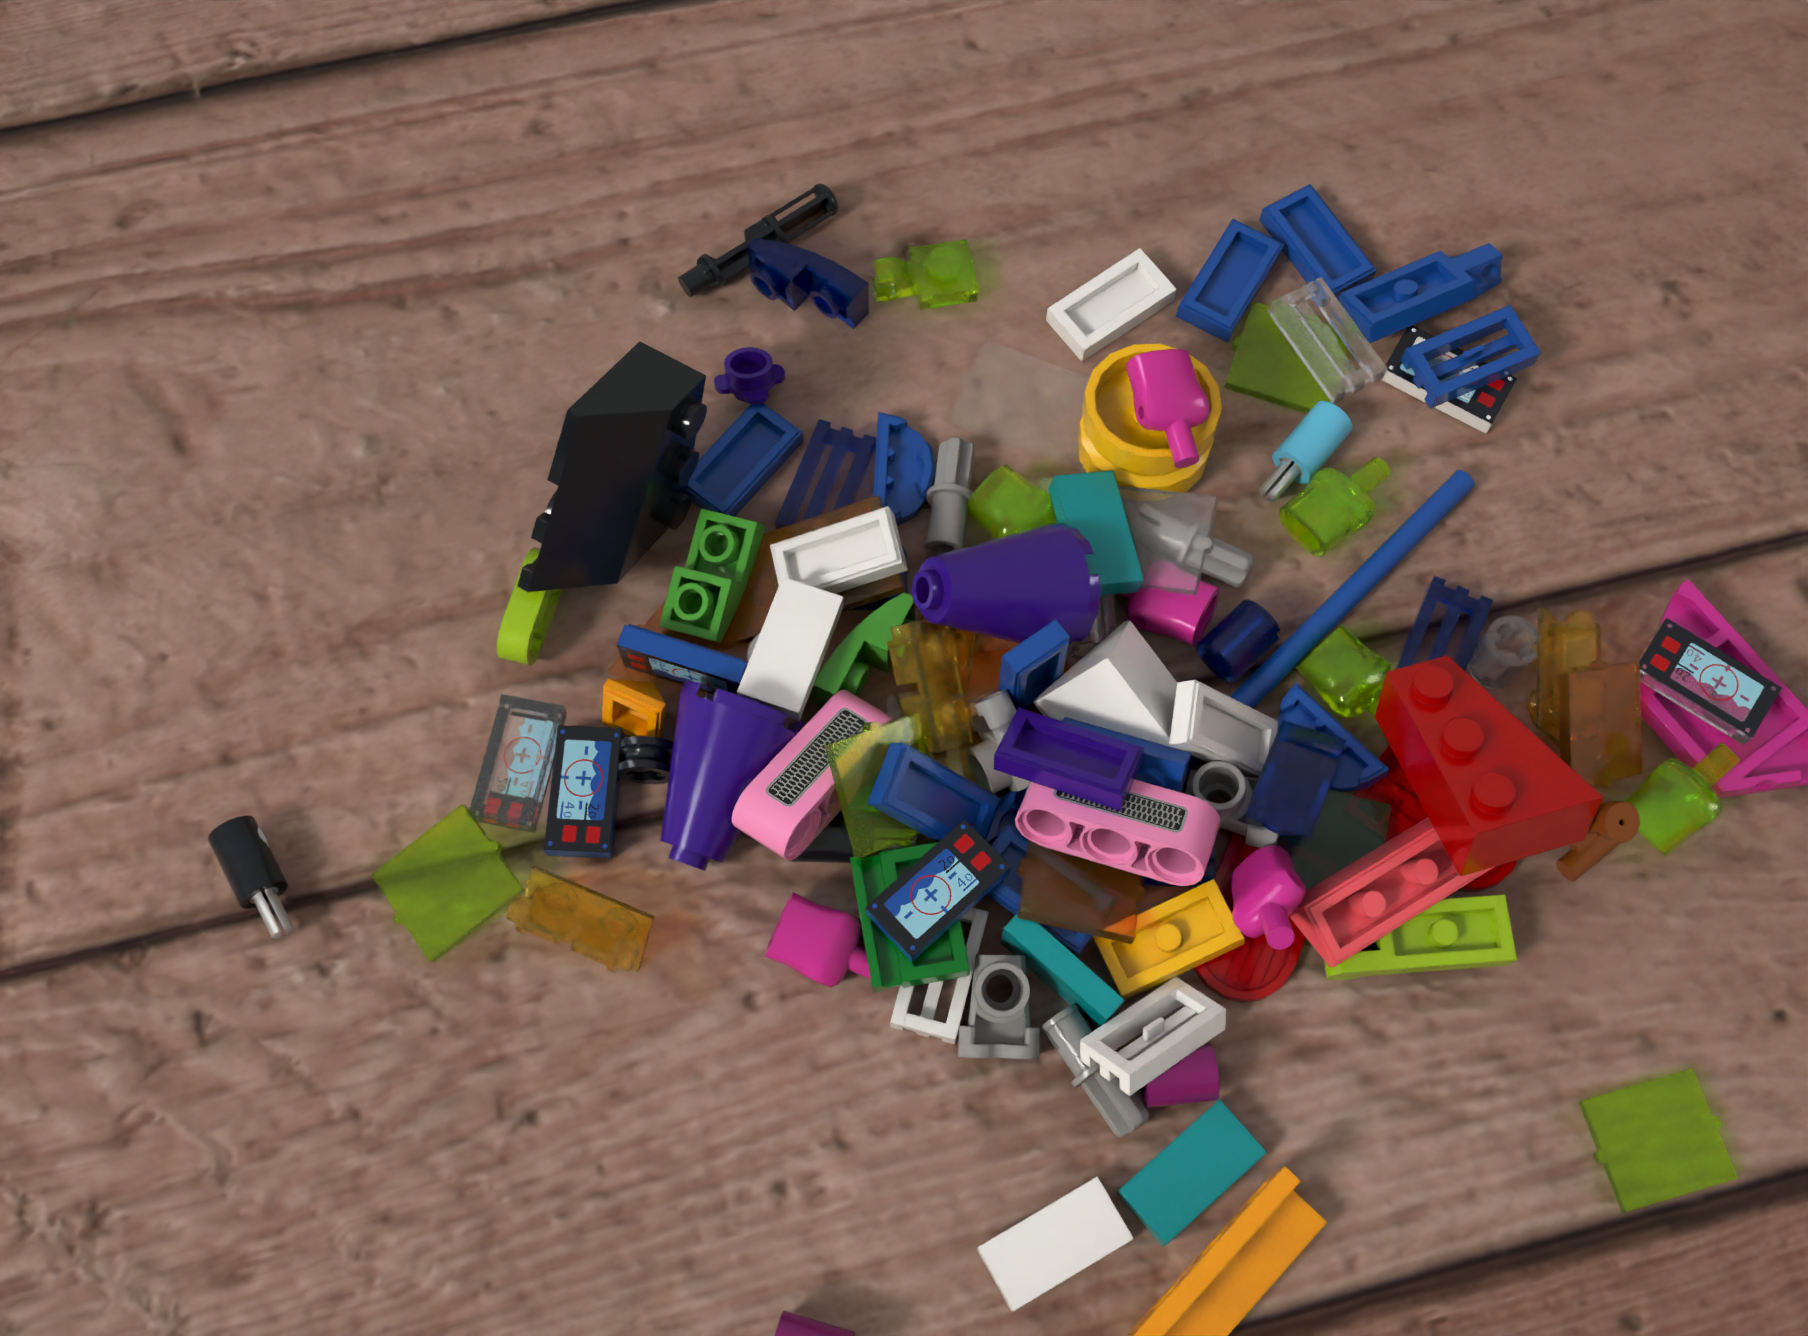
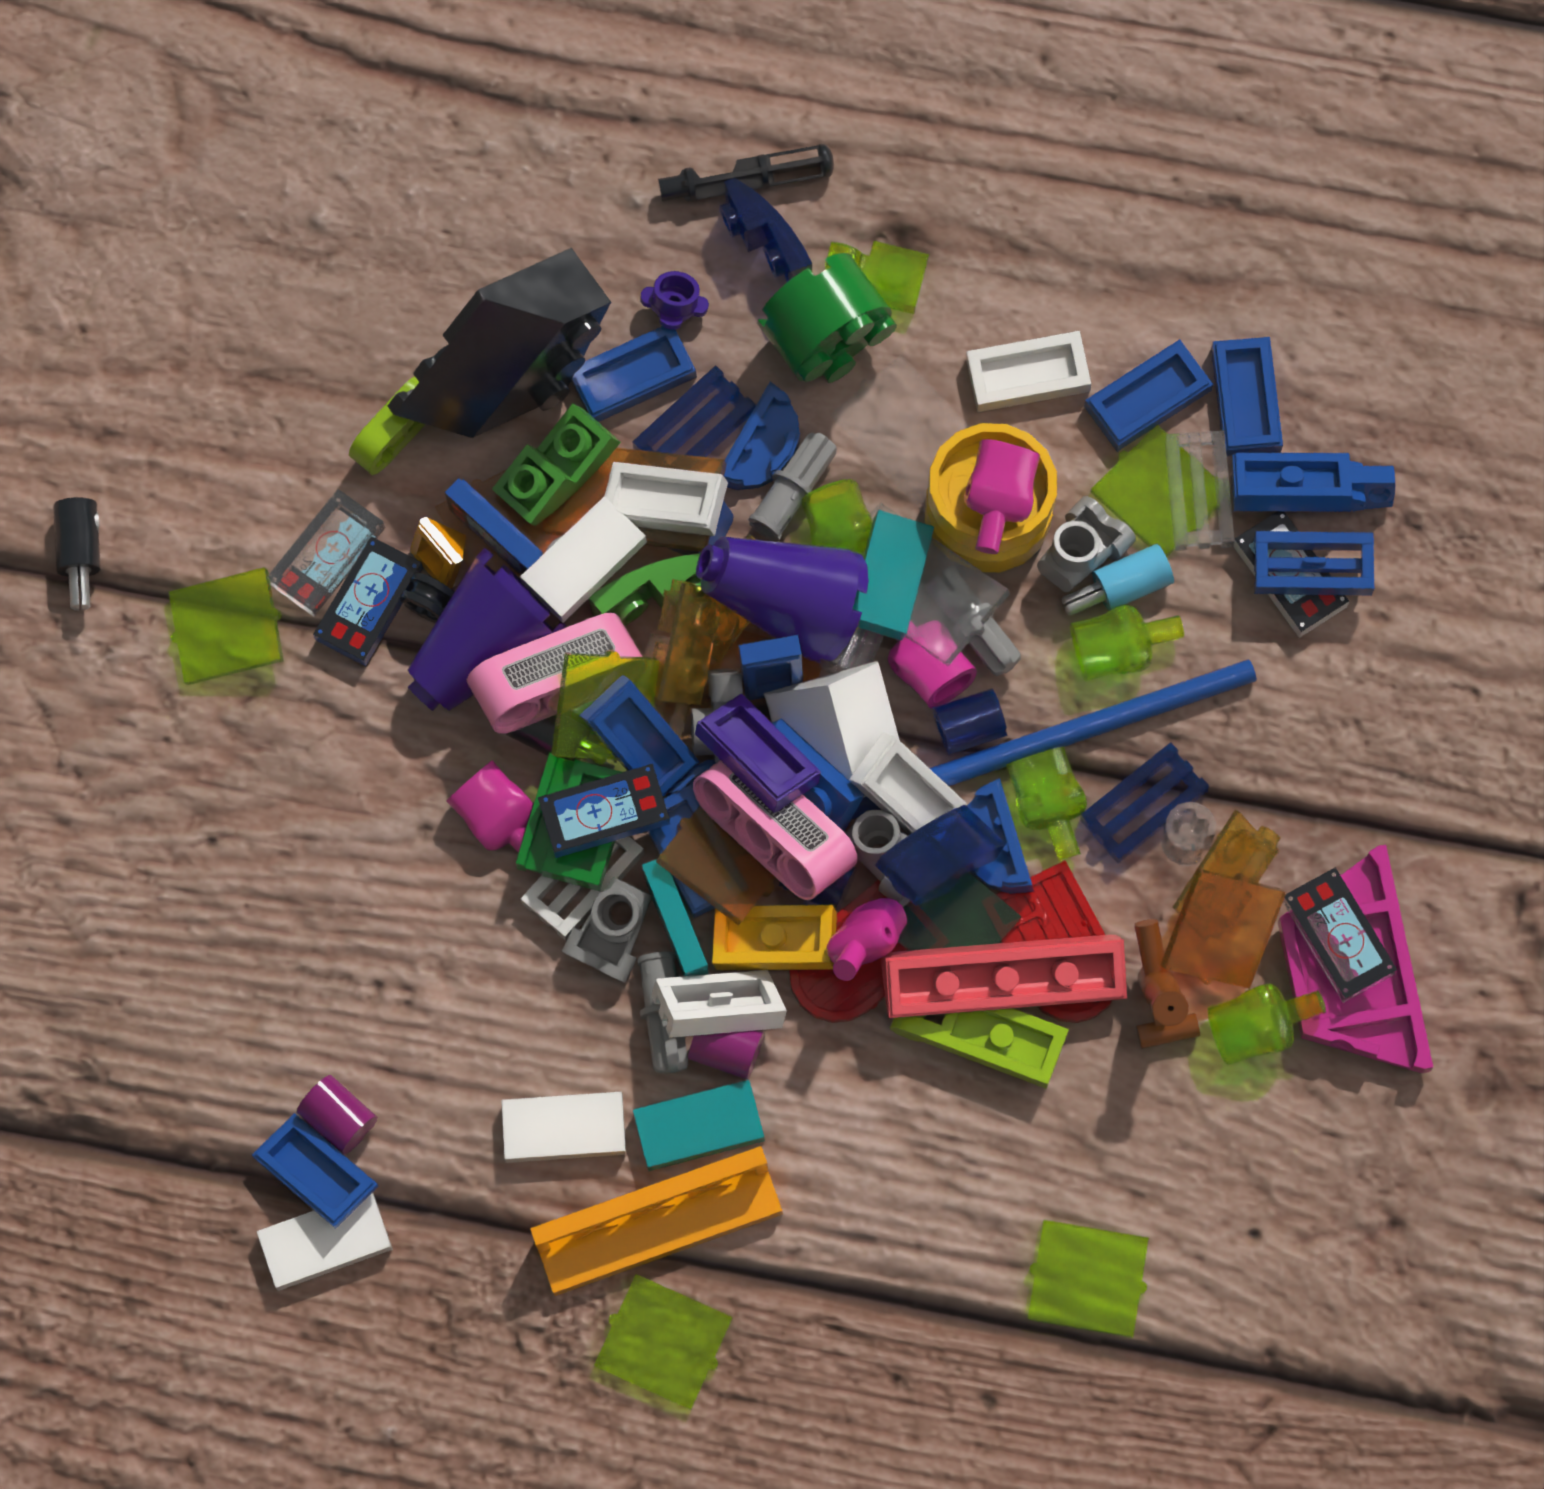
camera: 30 degrees right, 5 degrees up
(582, 917) = (322, 709): clear yellow hinge -> none
(908, 327) = (826, 319): none -> green brick
(1252, 431) = (1084, 544): none -> light grey plate
(1479, 769) = (1087, 917): red wedge -> none

